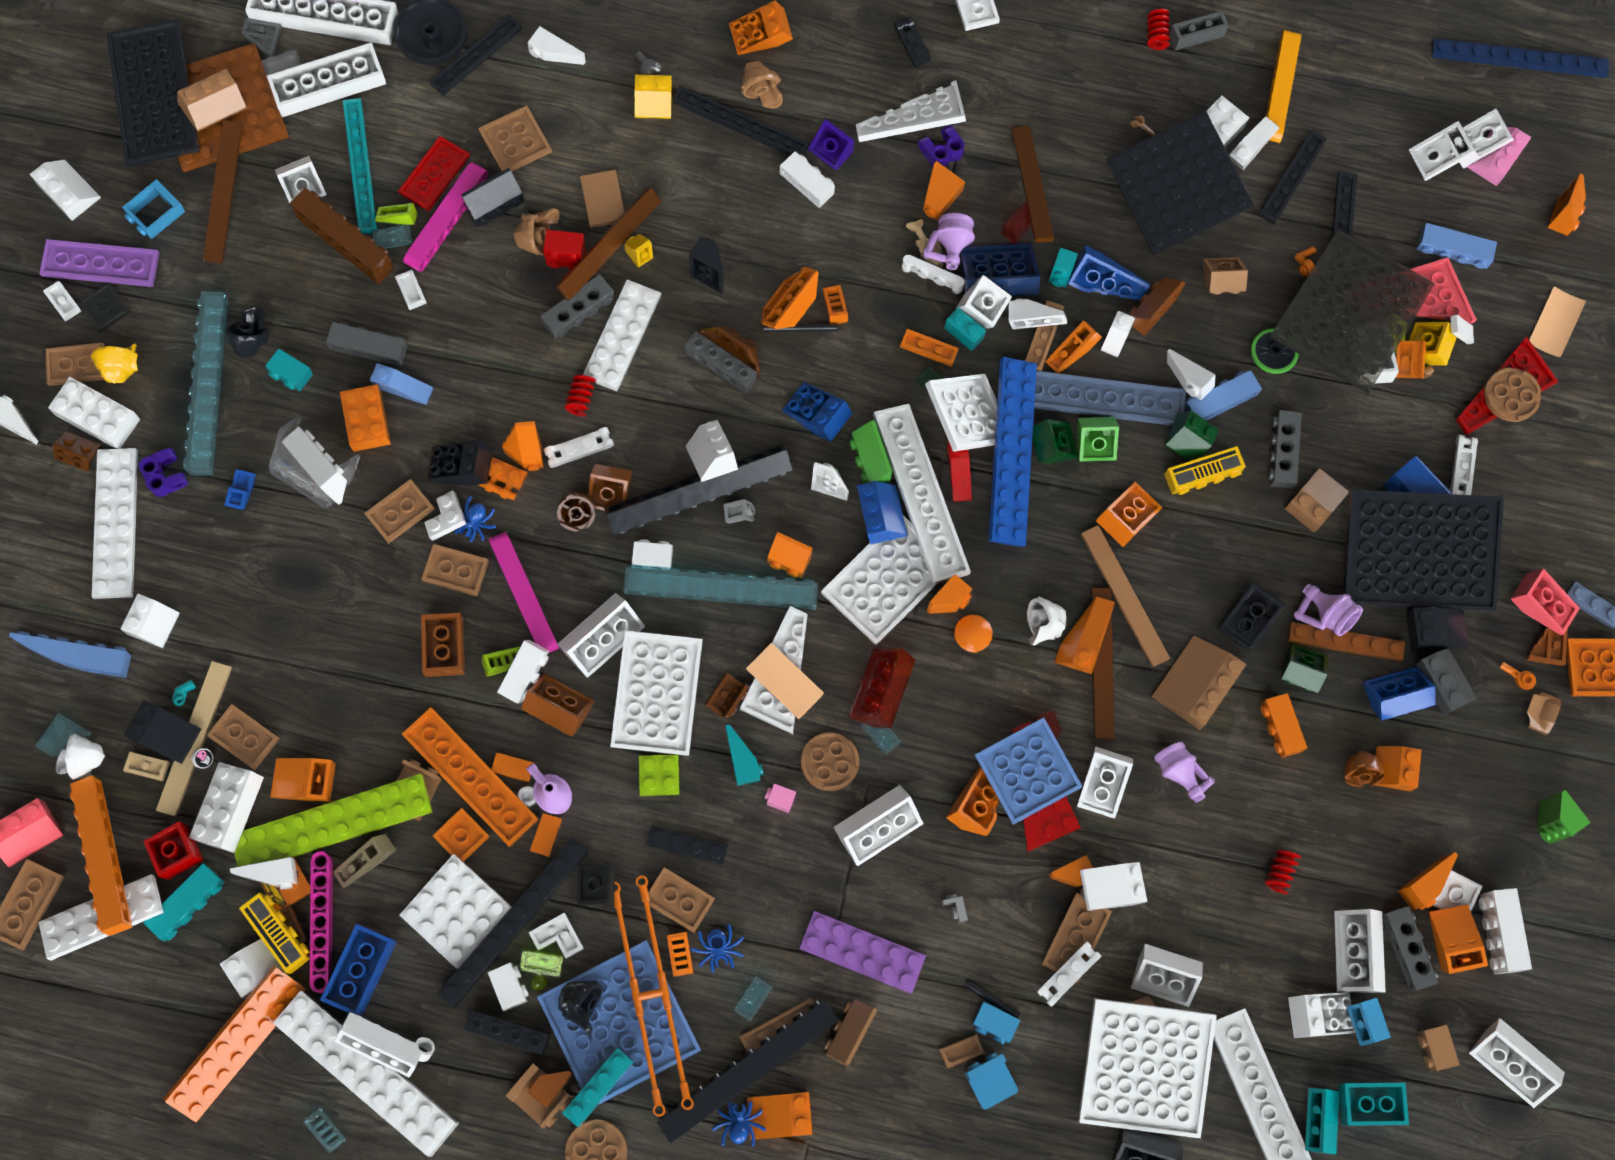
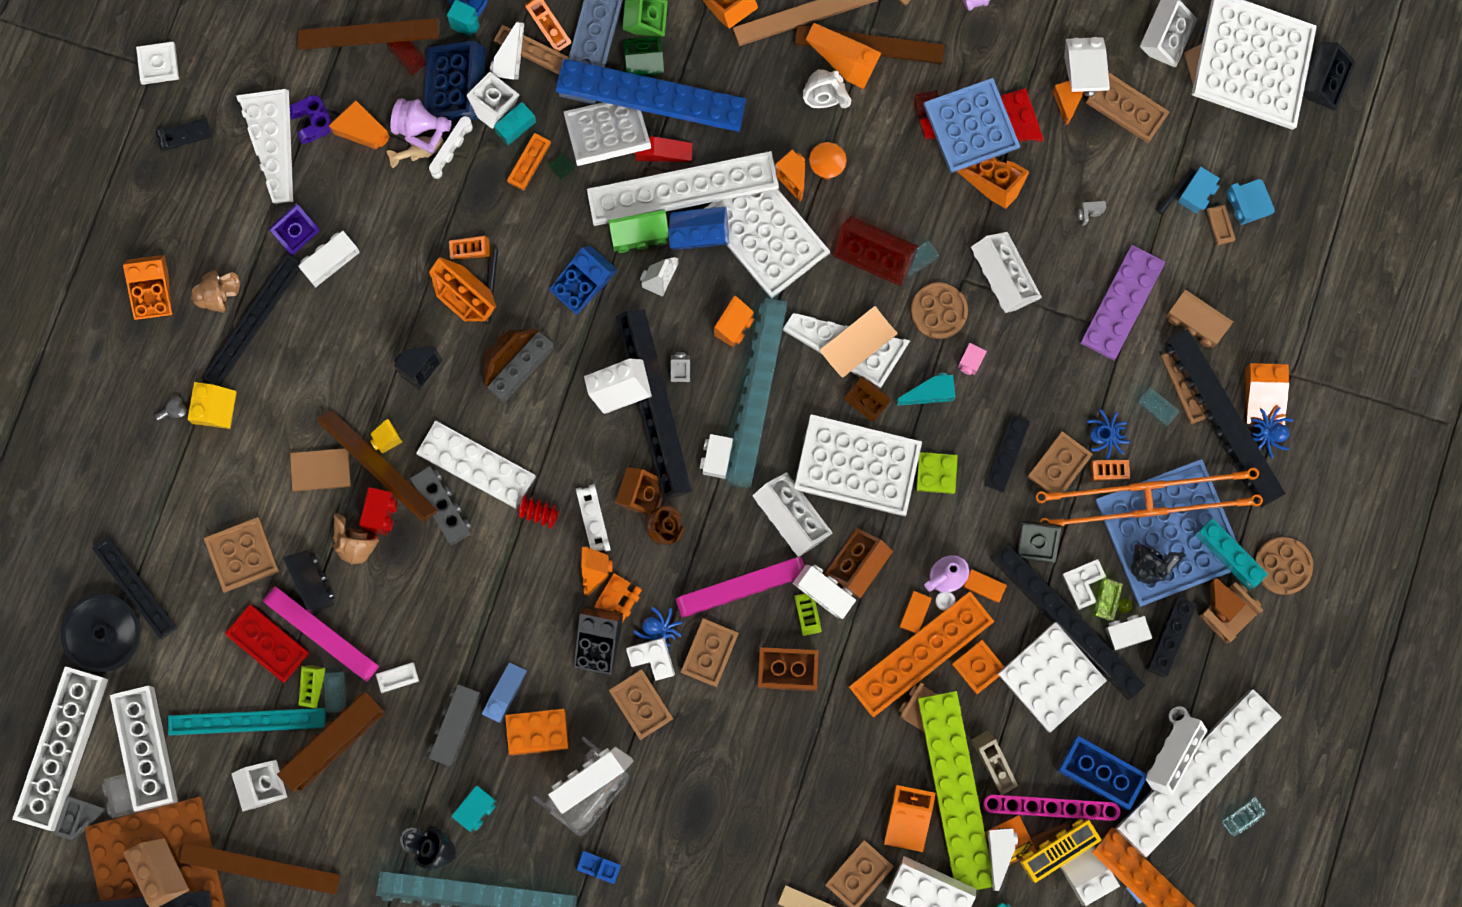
camera: 80 degrees left, 5 degrees up
(552, 48) = (138, 507): white slope -> none
(1069, 973) = (1161, 117): white plate -> none
(1105, 782) = (985, 58): white slope -> none

